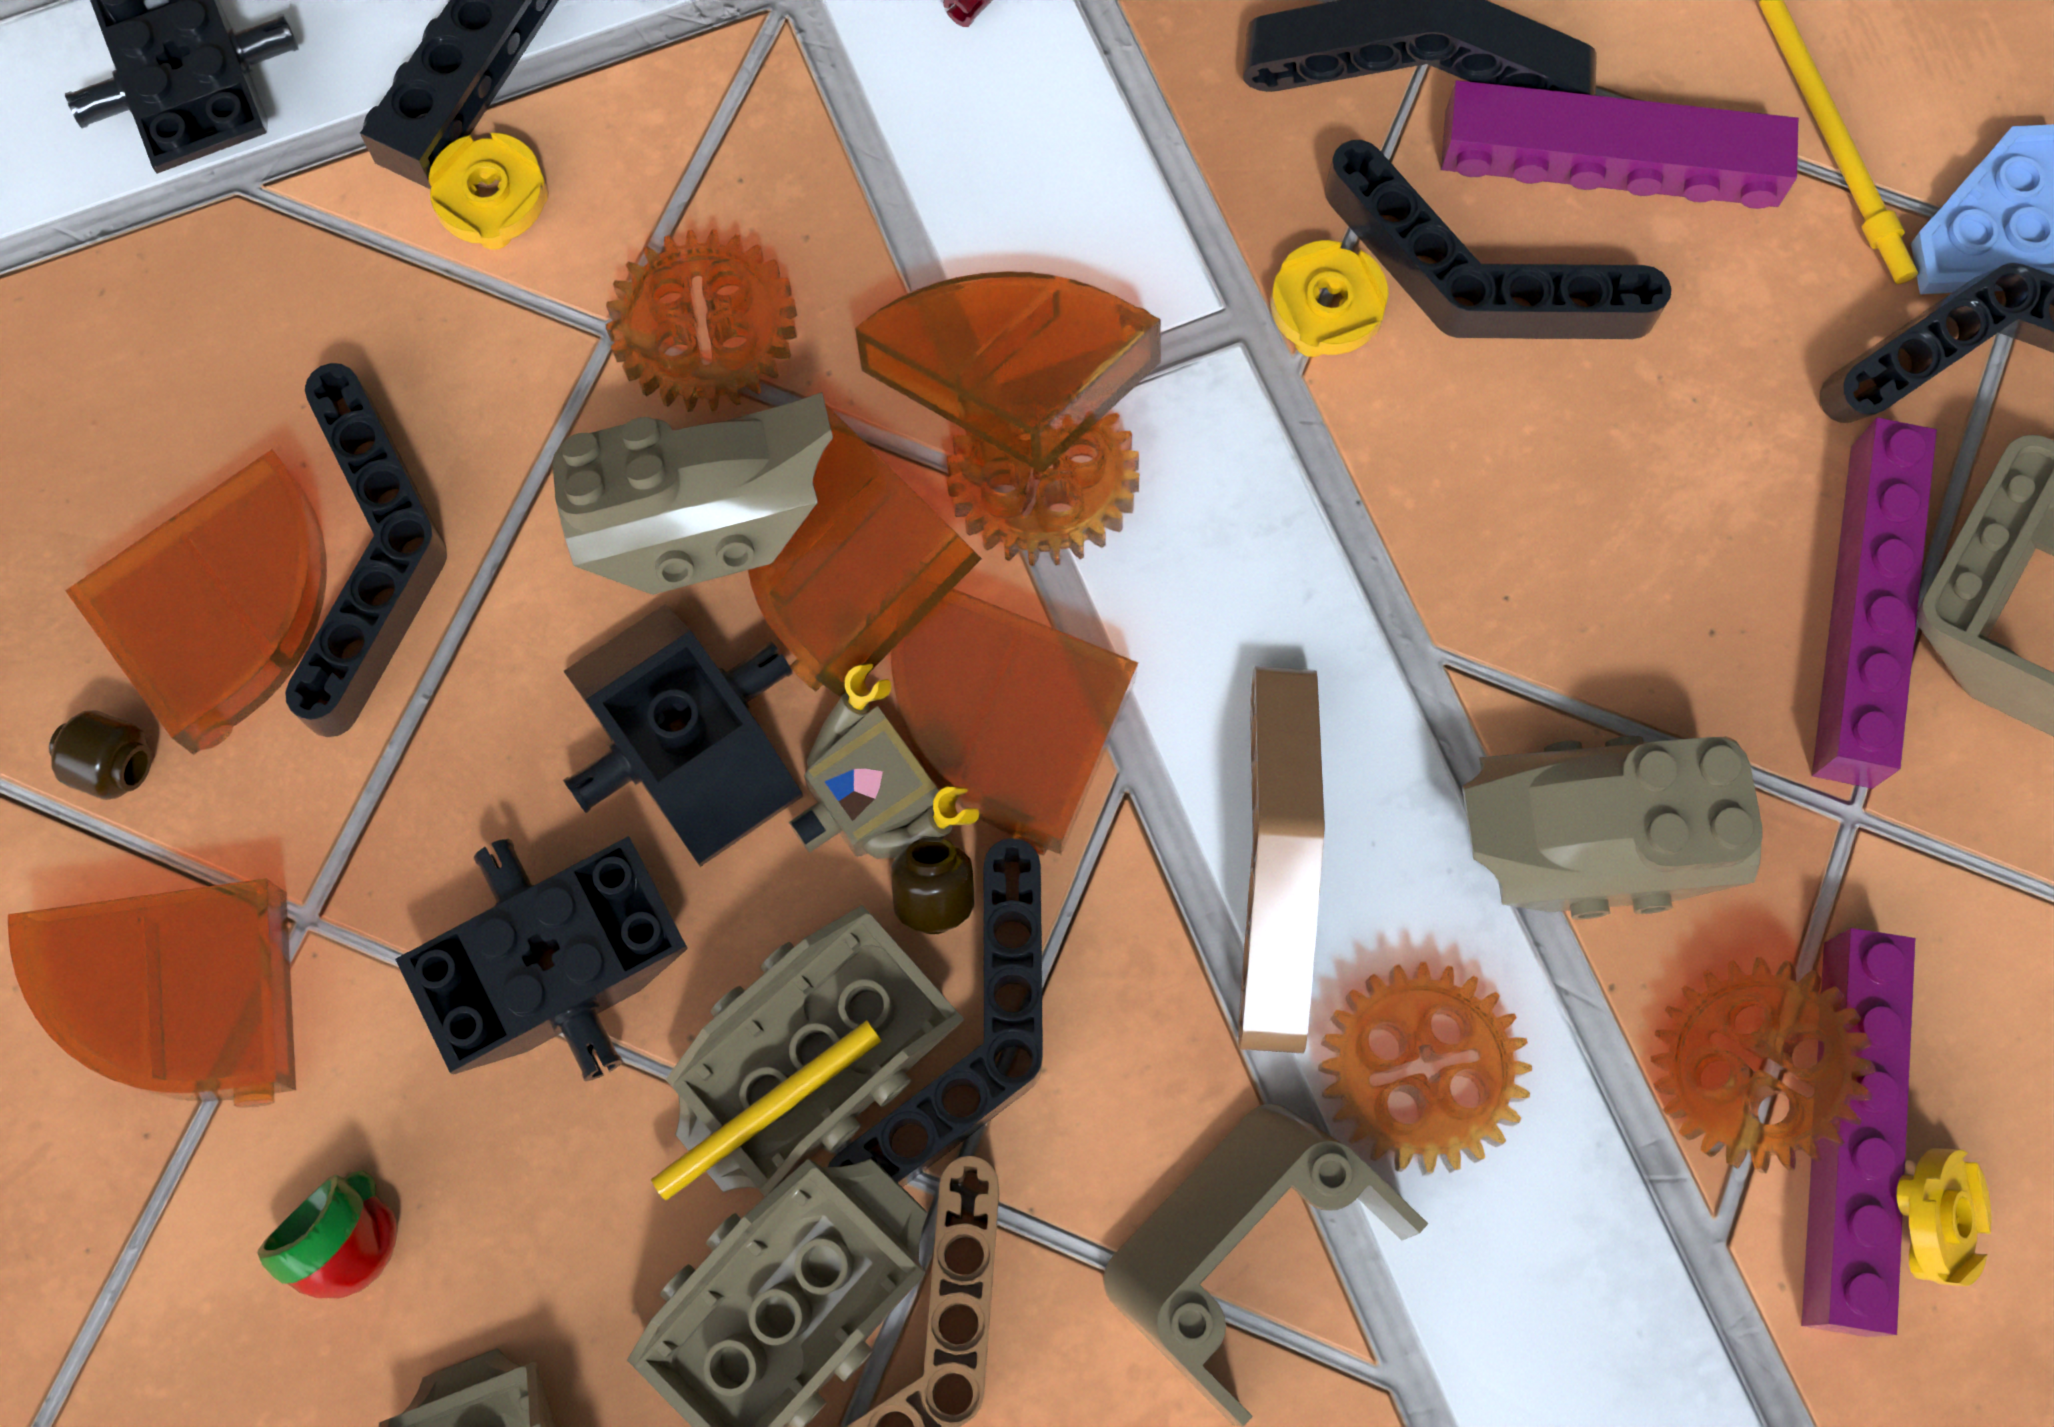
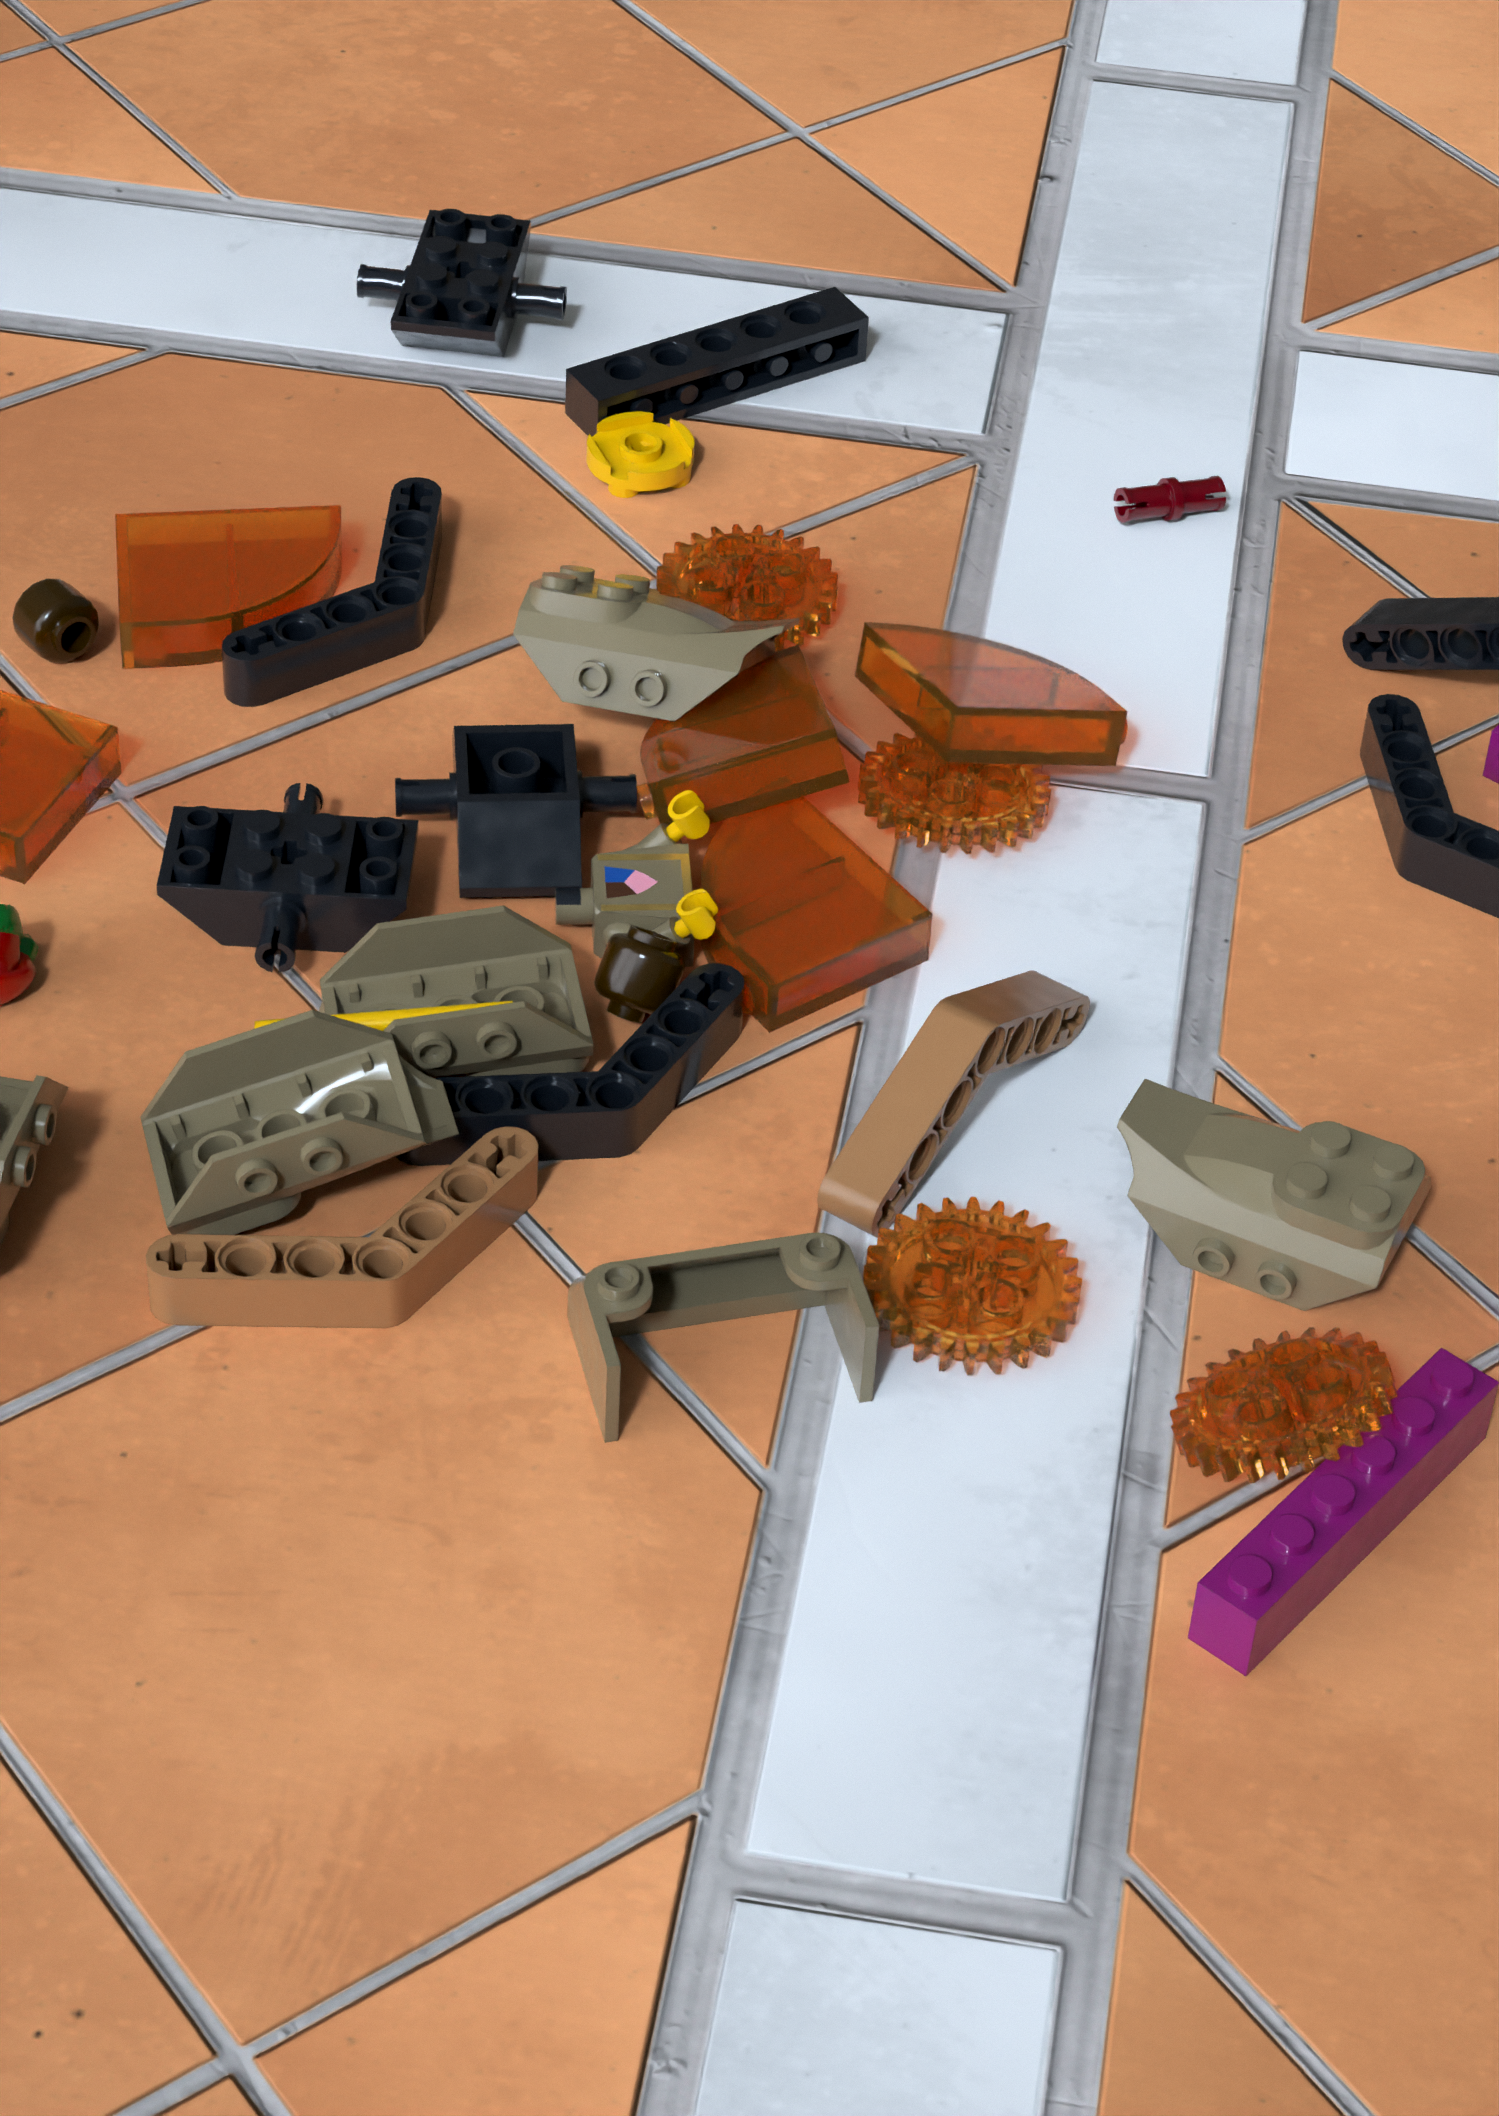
camera: 30 degrees right, 30 degrees down
(1324, 329) = (1323, 818): yellow plate -> none
(1946, 1212) = (1347, 1588): yellow plate -> none

